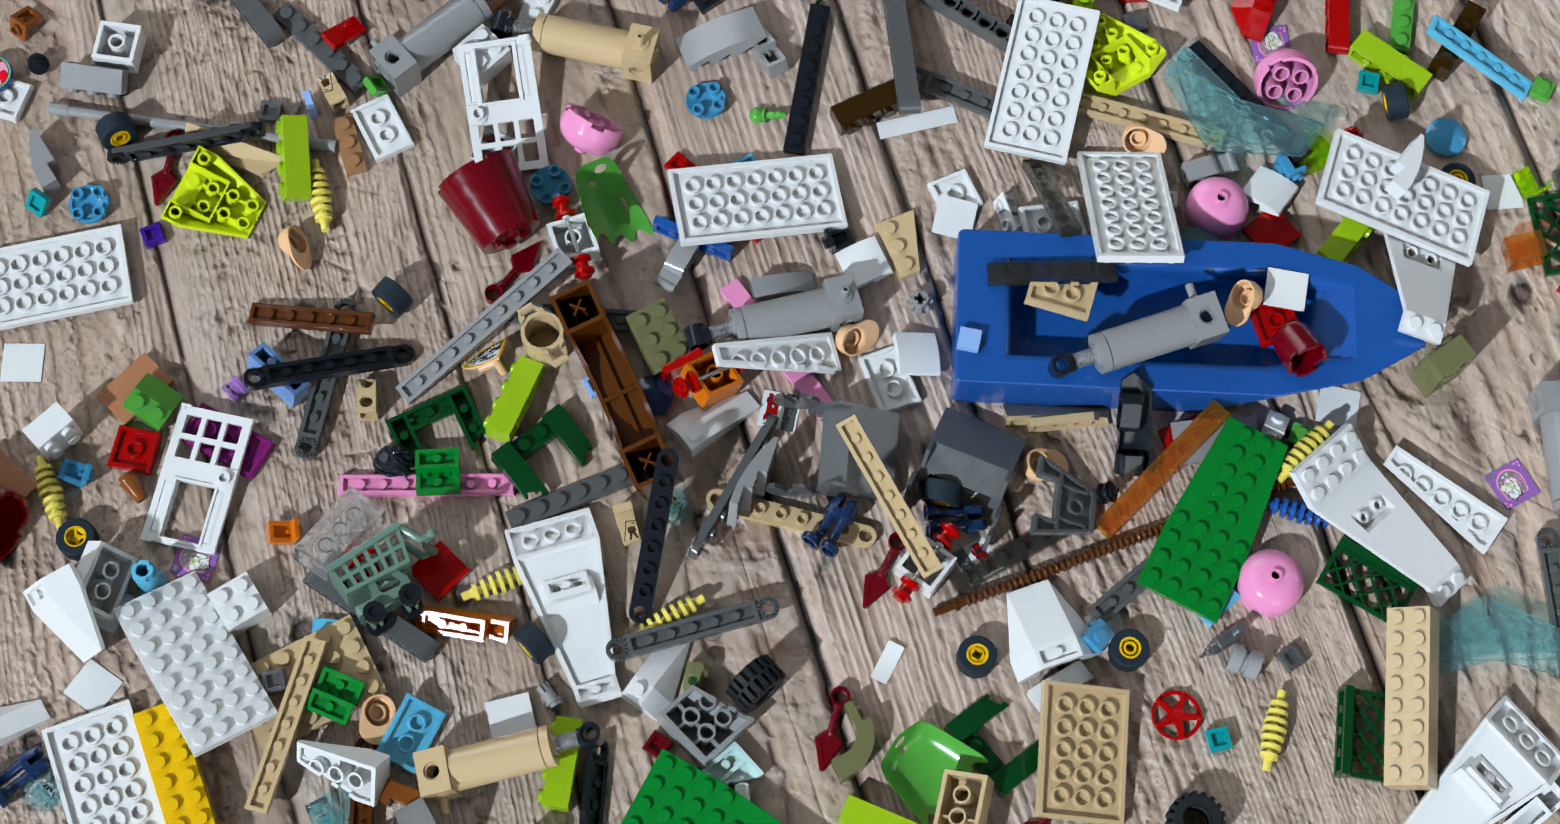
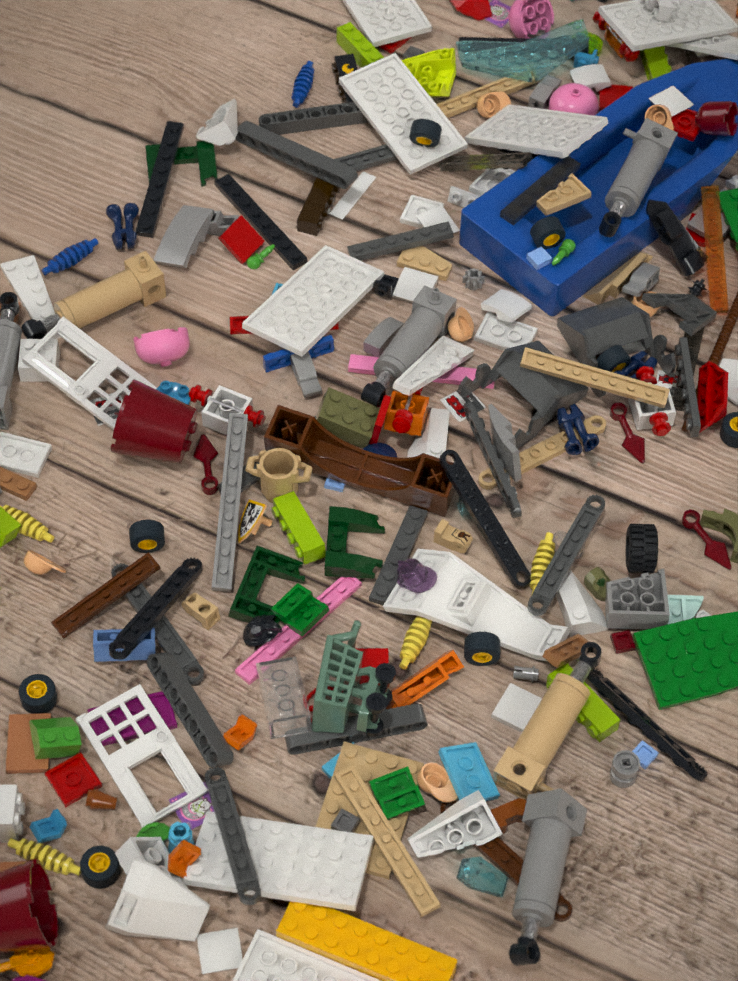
camera: 45 degrees left, 15 degrees down
(125, 592) = (182, 857): none -> orange bracket
(141, 549) = (154, 830): none -> bright green tile
(174, 349) = (37, 694): none -> black wheel
(178, 610) = (233, 836): none -> dark grey plate
(236, 387) = (102, 680): medium lavender wheel -> none
(239, 604) = (264, 799): white brick -> none
(268, 476) = (190, 709): none -> dark grey beam
(550, 531) = (415, 576): none -> clear purple piece
(596, 711) = (565, 651): none -> medium nougat plate
(603, 205) = (211, 371): bright green piece -> none
(706, 100) = (213, 277): dark azure dish -> none
(764, 84) = (241, 239): none -> red tile
(887, 662) = (691, 478): white sticker -> none
(898, 208) = (401, 241): none -> dark grey plate
(967, 584) = (688, 392): none -> dark grey plate
(983, 608) = (712, 394): none -> red wedge
(999, 323) = (547, 232): none -> black wheel
(1004, 352) = (565, 249): none -> bright green bar
(1030, 120) = (425, 132): none -> black wheel
(1062, 439) = (642, 280): none -> light grey piece

